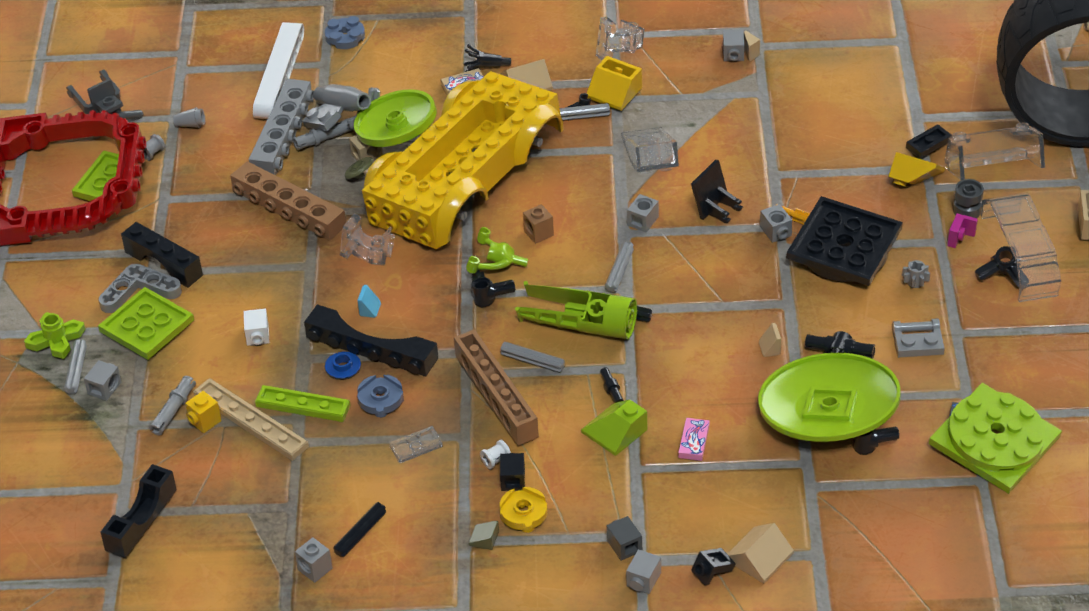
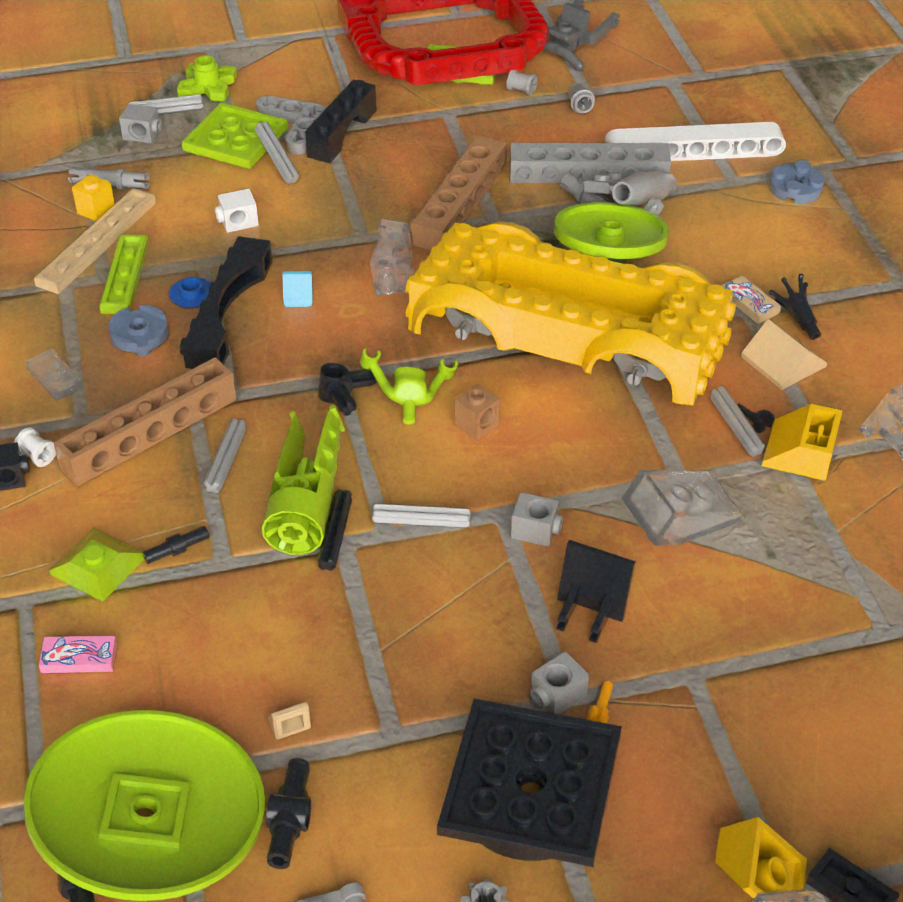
camera: 75 degrees right, 0 degrees up
(190, 296) = (277, 152): none -> light grey axle

